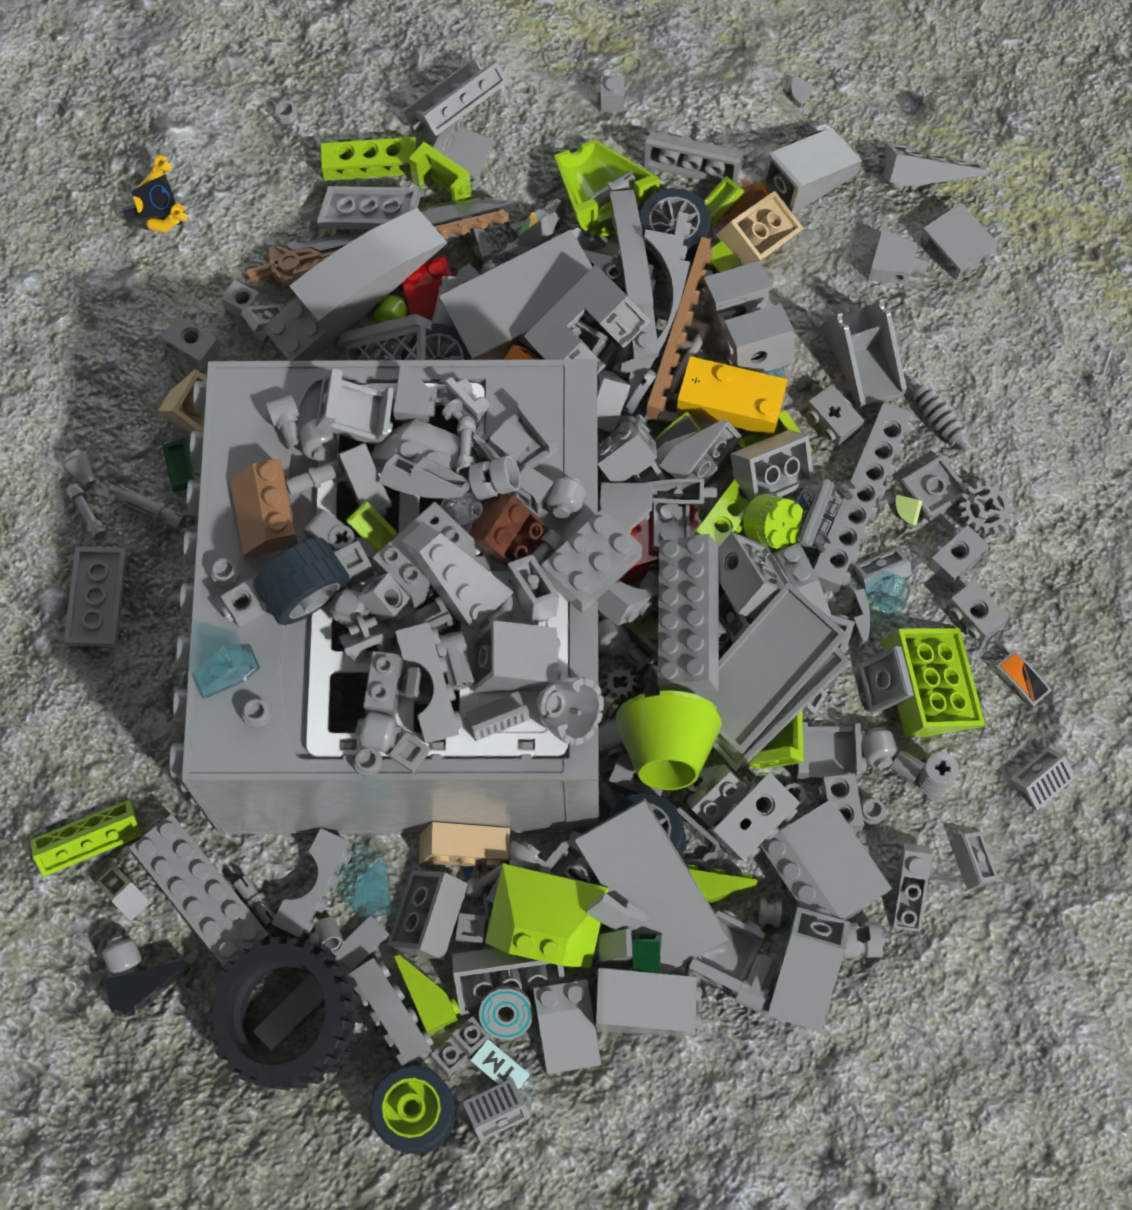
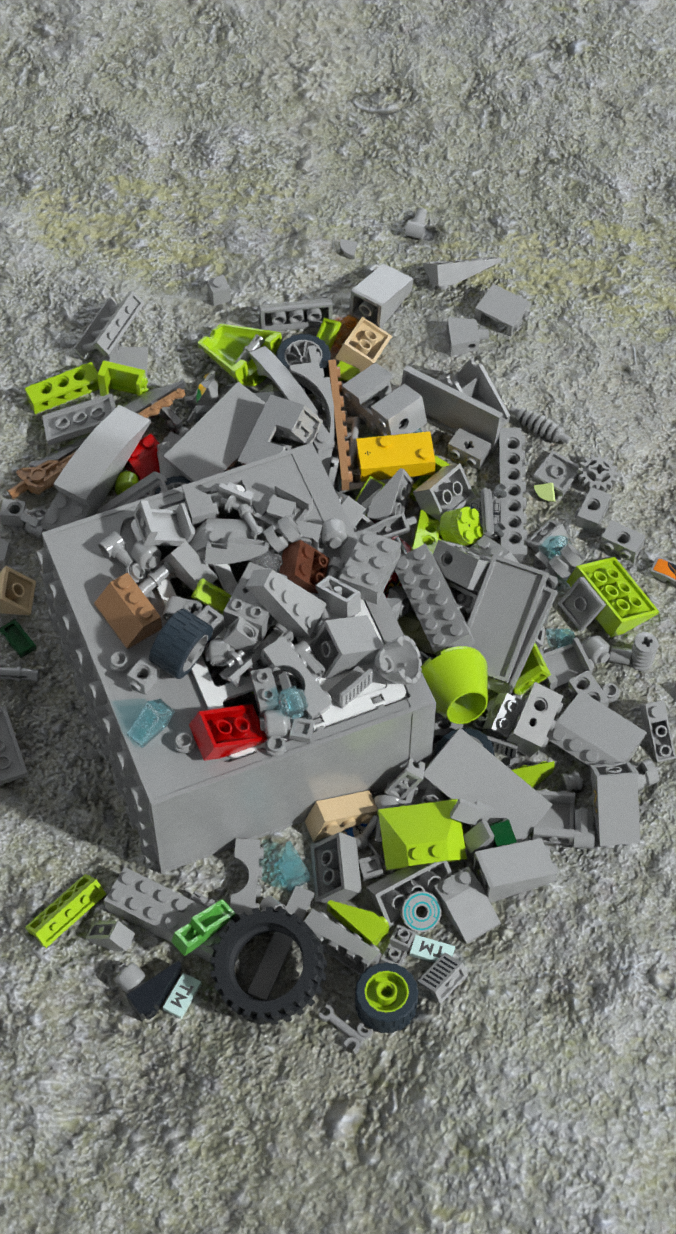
camera: 25 degrees left, 10 degrees down
(175, 1003) = (182, 995): none -> light aqua tile
(226, 932) = (202, 927): none -> bright green slope
(294, 459) = (136, 572): none -> light grey plate
(314, 718) = (226, 731): none -> red slope
(360, 1142) = (355, 1037): none -> light grey bar
(405, 716) = (292, 702): none -> clear light blue head
(554, 839) = (406, 780): none -> light grey hinge
(831, 356) = (454, 409): none -> light grey tile
(846, 714) = (563, 637): none -> clear light blue tile
(891, 616) = (566, 561): none -> light grey wheel
(899, 91) = (417, 227): none -> light grey pin

